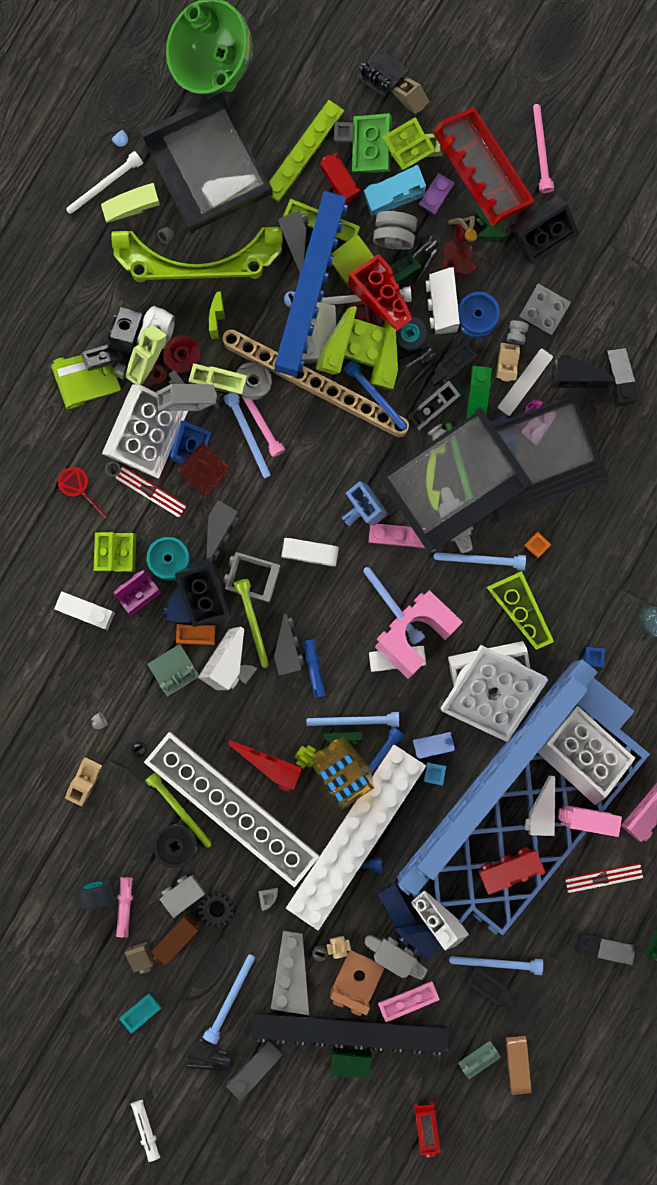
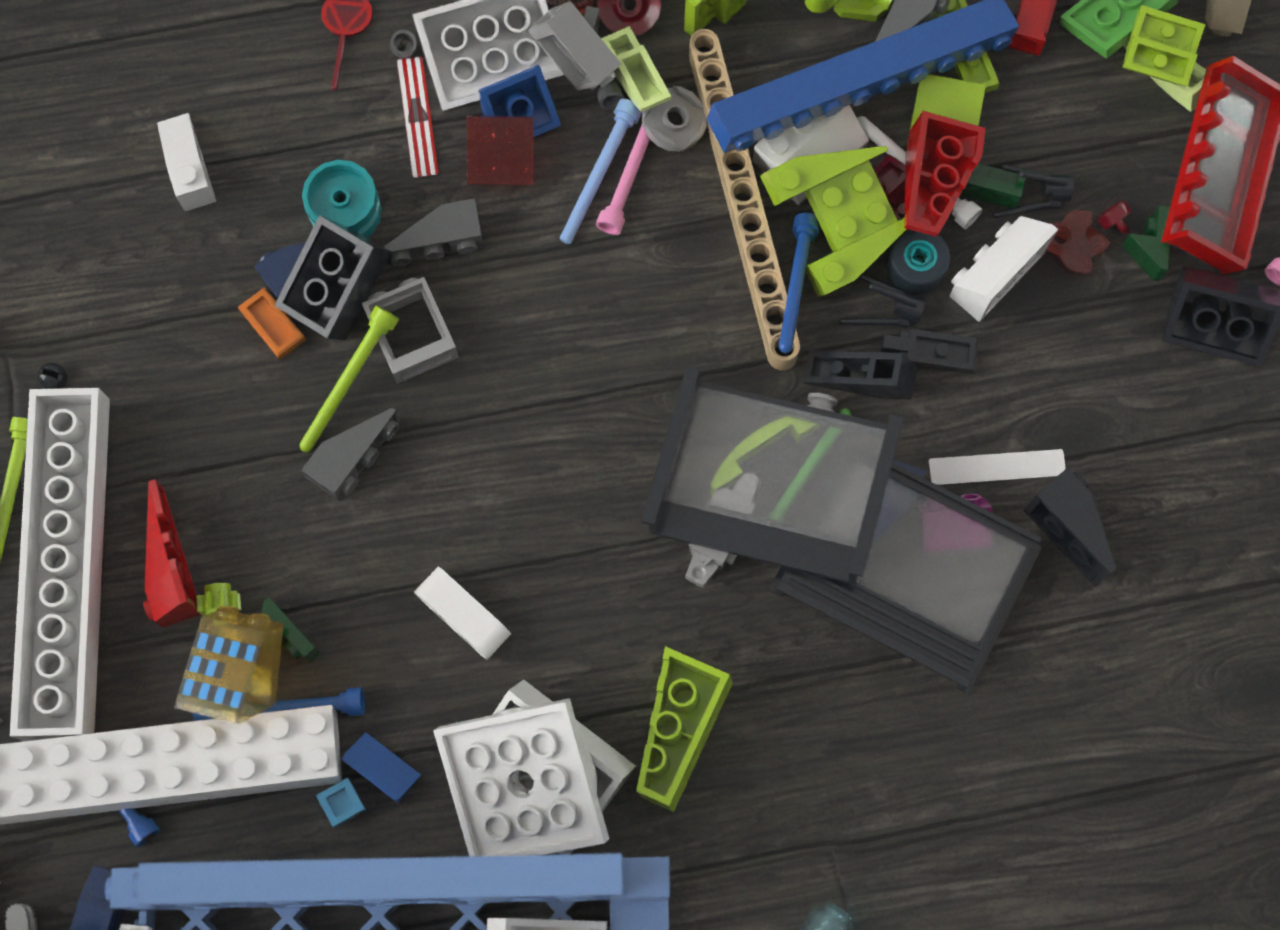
camera: 50 degrees right, 10 degrees down
(98, 721) = (49, 296): light grey hinge -> none
(115, 552) = (297, 135): lime slope -> none
(136, 592) = (264, 201): magenta bracket -> none
(173, 670) = (197, 334): sand green hinge -> none
(225, 662) = (251, 375): white slope -> none
(246, 673) = (271, 427): light grey tile -> none
(310, 552) = (510, 375): white beam -> none
(314, 668) = (349, 518): blue pin -> none
(365, 505) = (637, 391): medium blue brick -> none
(391, 719) = (369, 677): light blue piece -> none
(394, 536) = (626, 462): bright pink plate -> none
(394, 643) = (563, 592): bright pink arch -> none
(395, 191) = (1086, 86): medium azure wedge -> none
(395, 230) = (1036, 124): light grey wheel -> none
(414, 635) = (515, 610): light blue piece -> none
(436, 194) = (1133, 144): medium lavender plate -> none
(470, 233) = (1123, 223): dark tan piece -> none
(479, 389) = (931, 411): green slope -> none
(489, 313) = (1026, 323): blue wheel -> none
(508, 362) = (1001, 417): tan brick -> none
(517, 332) = (1052, 397): light grey wheel -> none
(517, 562) = (741, 665): light blue piece -> none
(537, 545) = (789, 673): orange tile -> none
(545, 309) = (1119, 407): light grey hinge -> none
(595, 656) = (702, 890): blue tile -> none
(624, 385) = (1124, 590): slope -> none

